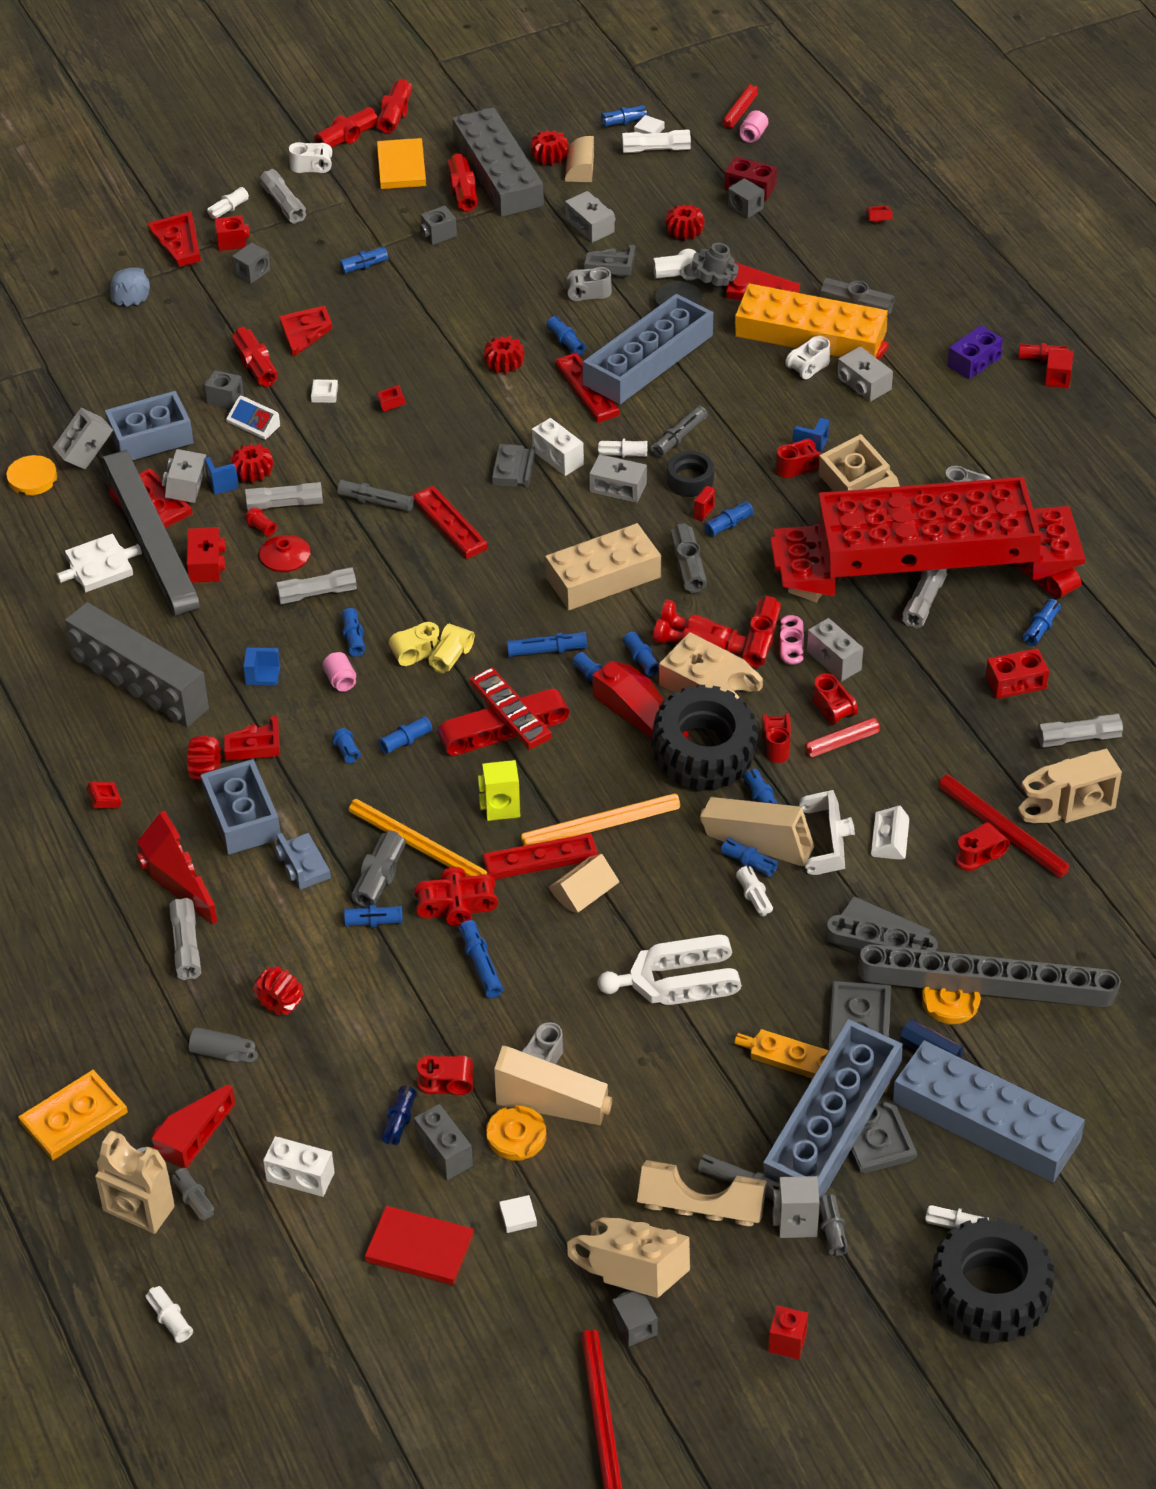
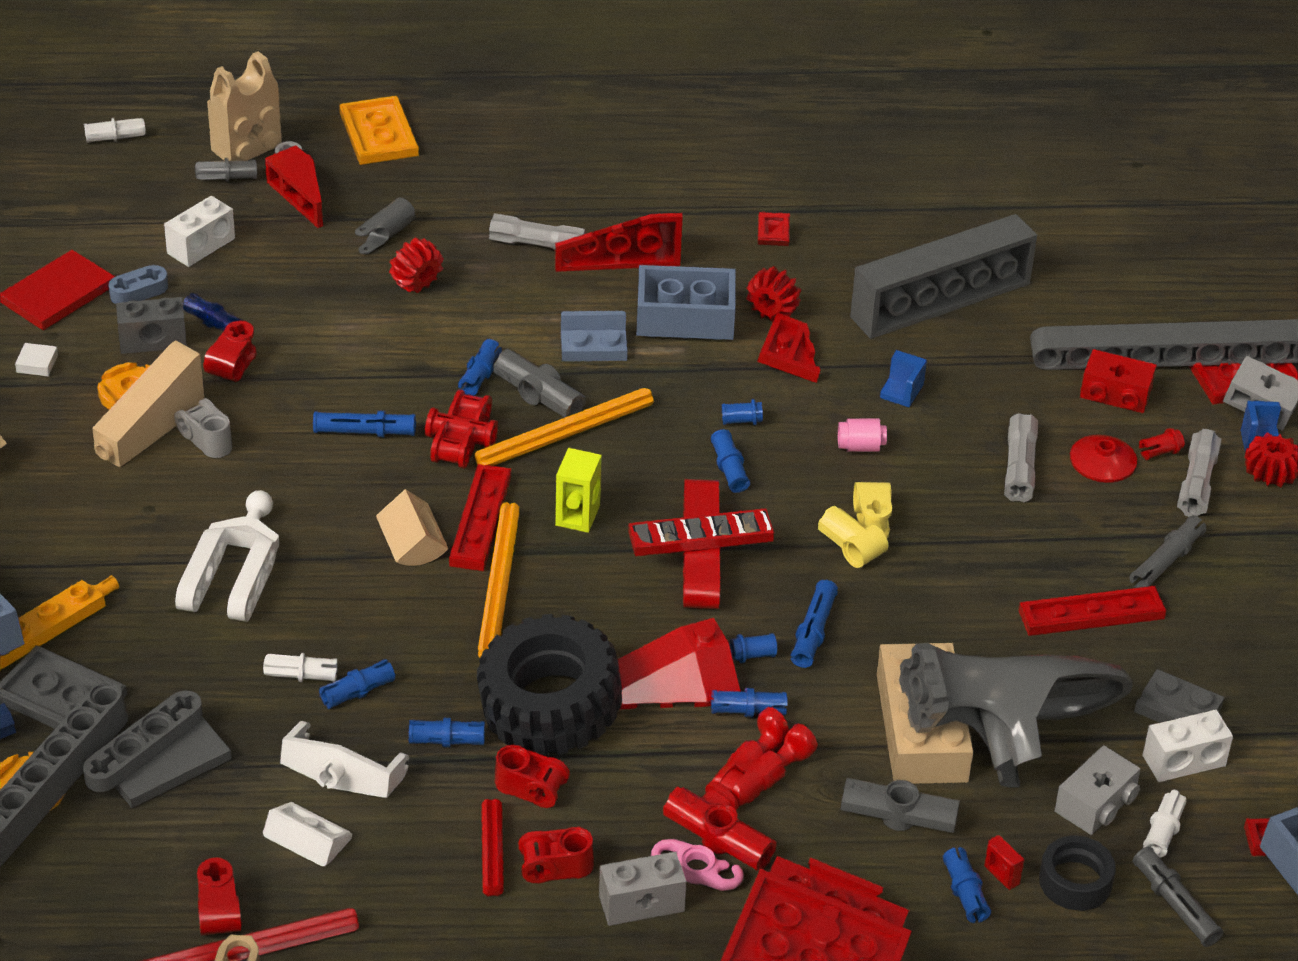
camera: 110 degrees right, 5 degrees down
(98, 563) = (1147, 301): white plate -> none
(353, 632) = (927, 468): blue pin -> none
(387, 1184) = (138, 284): none -> sand blue beam
(594, 497) = (1006, 697): none -> dark grey animal
(703, 663) = (668, 742): tan brick -> none
(769, 827) = (381, 694): tan slope -> none

